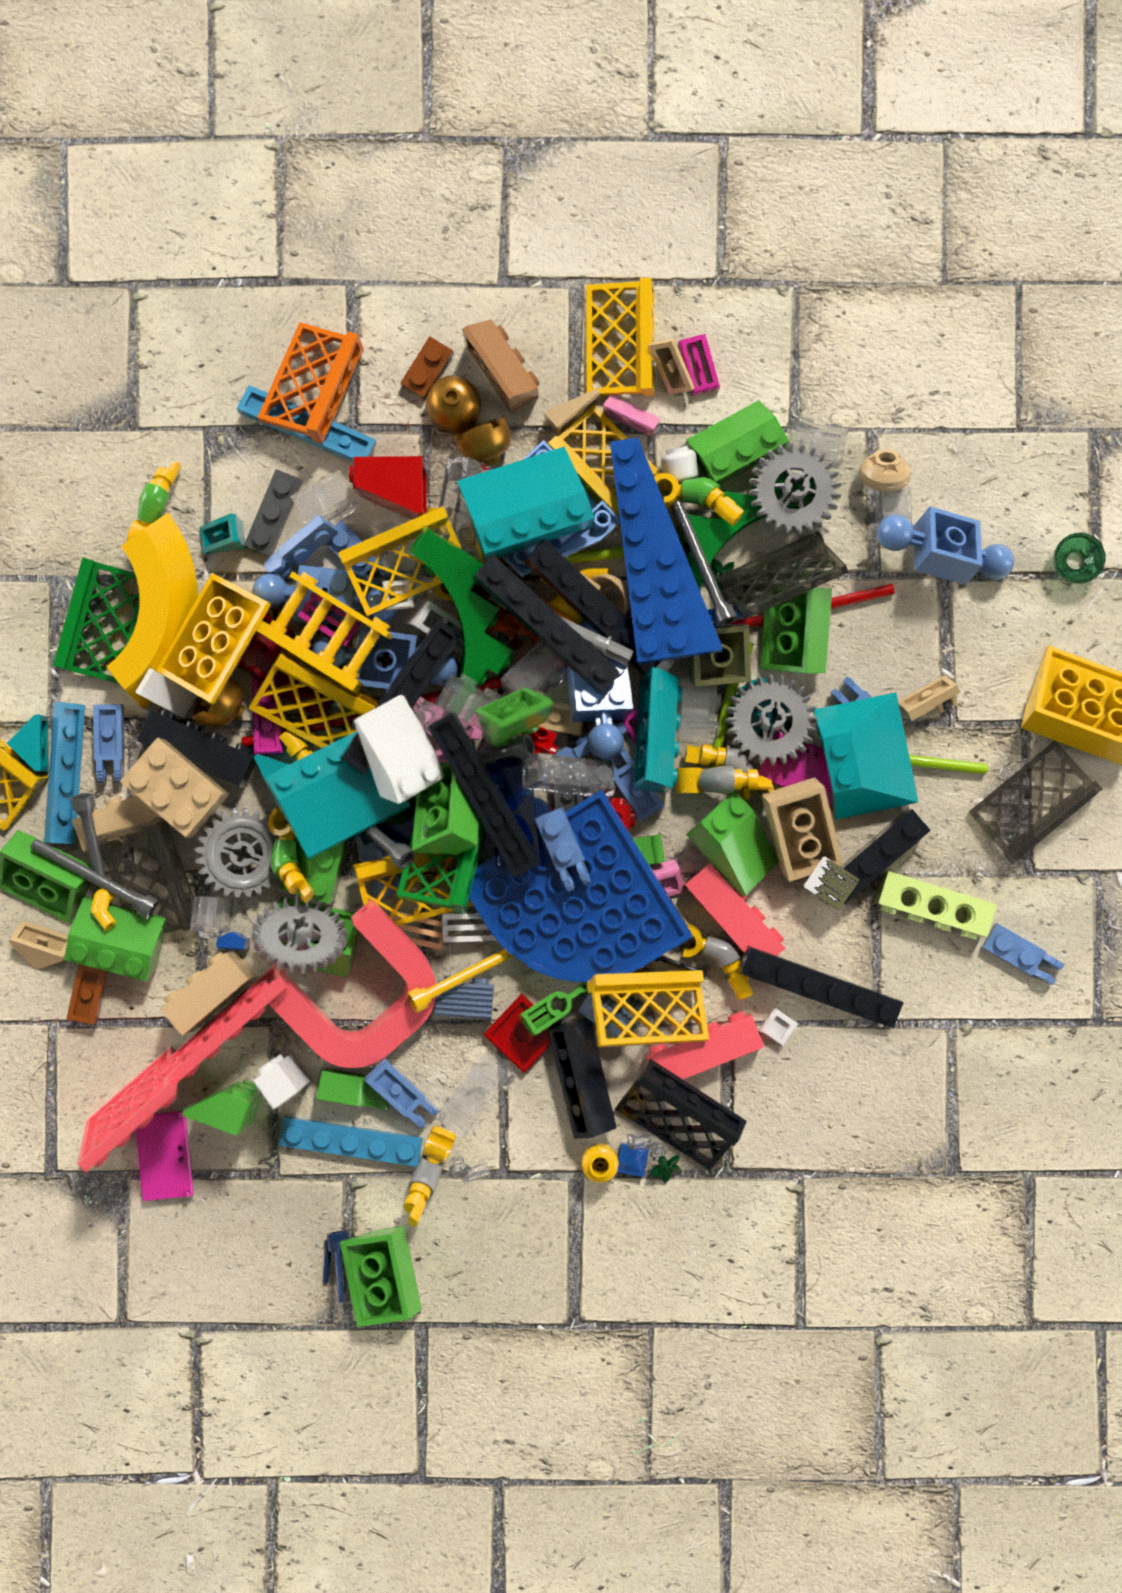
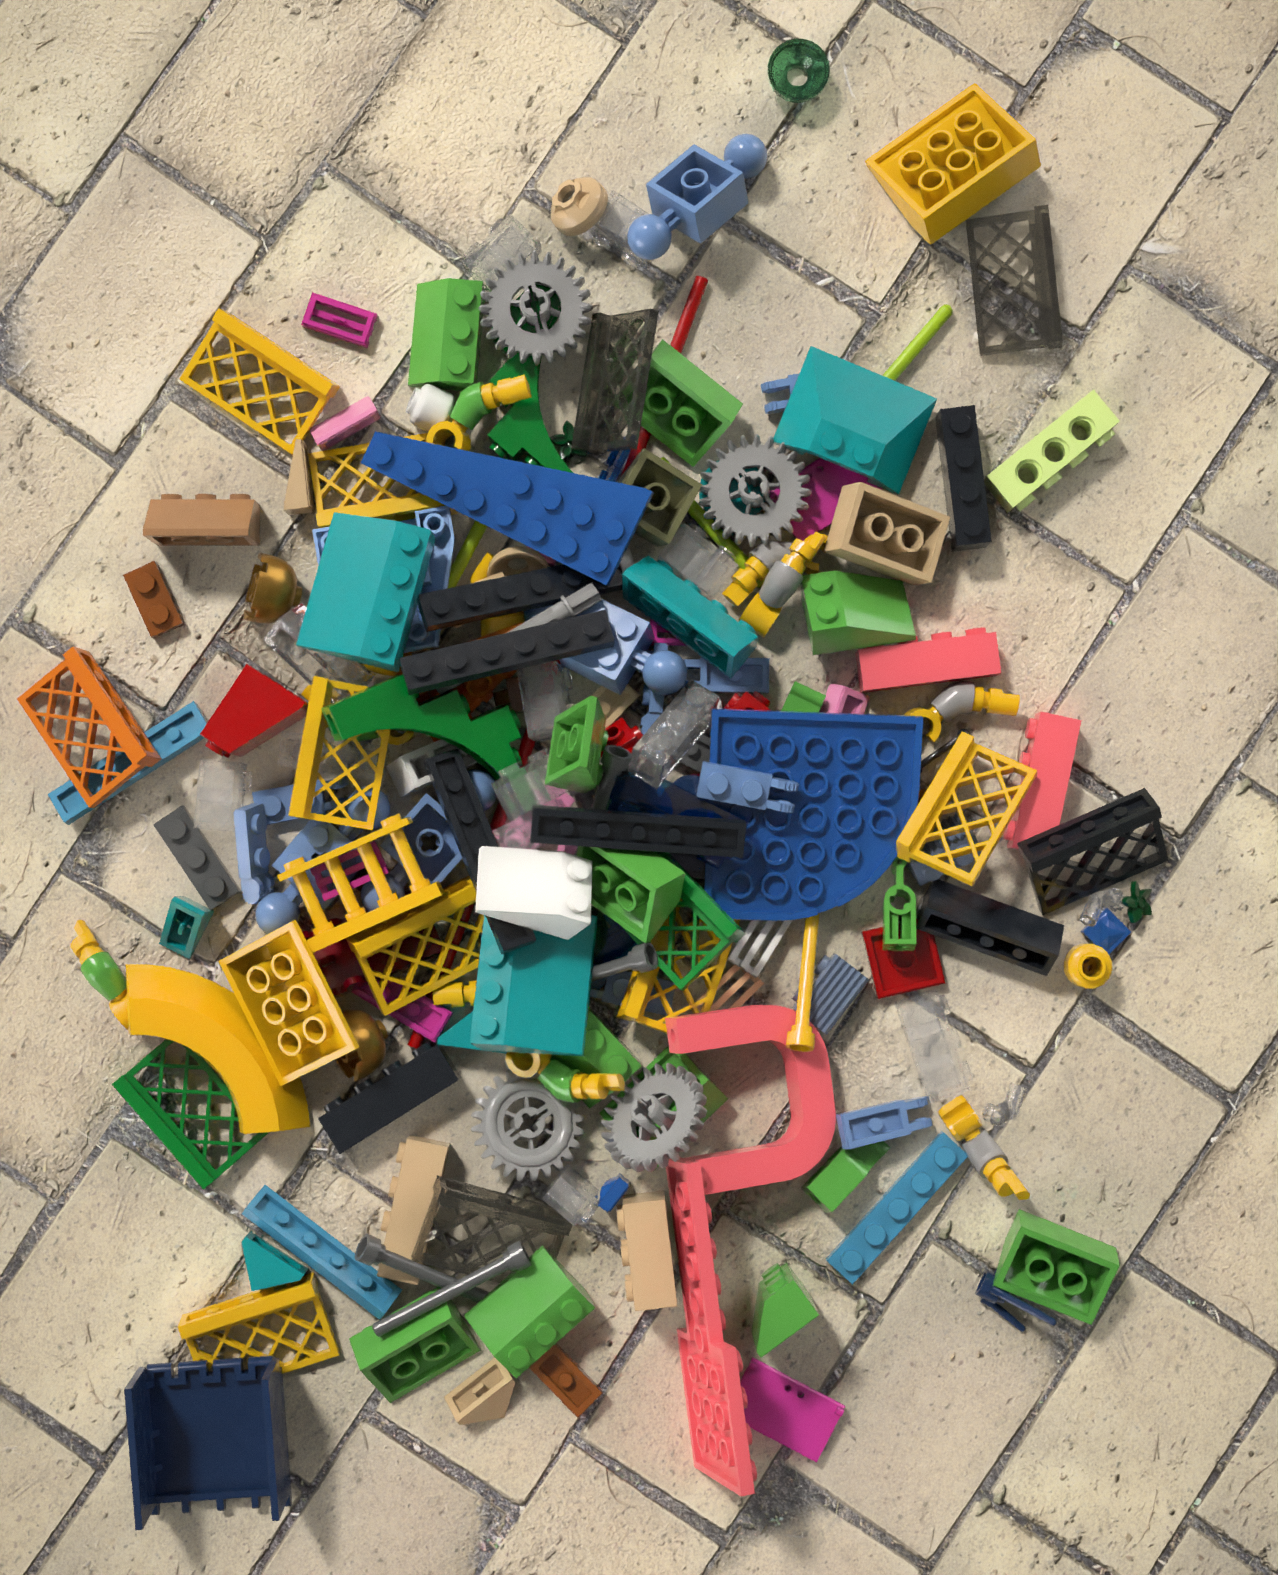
camera: 60 degrees left, 0 degrees up
(100, 909) = (489, 1307): yellow arm -> none
(109, 740) = (318, 1183): medium blue hinge -> none
(166, 693) = (310, 1091): white tile -> none
(174, 787) = (416, 1145): tan brick -> none
(281, 1079) = (789, 1234): white brick -> none
(399, 587) = (366, 776): white tile -> none
(453, 404) = (210, 597): pearl gold cylinder -> none
(671, 366) = (324, 349): tan slope -> none
(723, 613) = (614, 465): dark grey piece -> none
(778, 1026) = (1069, 693): white tile -> none
(820, 986) = (1057, 623): black plate -> none
(831, 883) = (961, 540): sticker -> none
(929, 697) = (838, 316): tan plate -> none
(1019, 952) = (1156, 399): medium blue hinge -> none

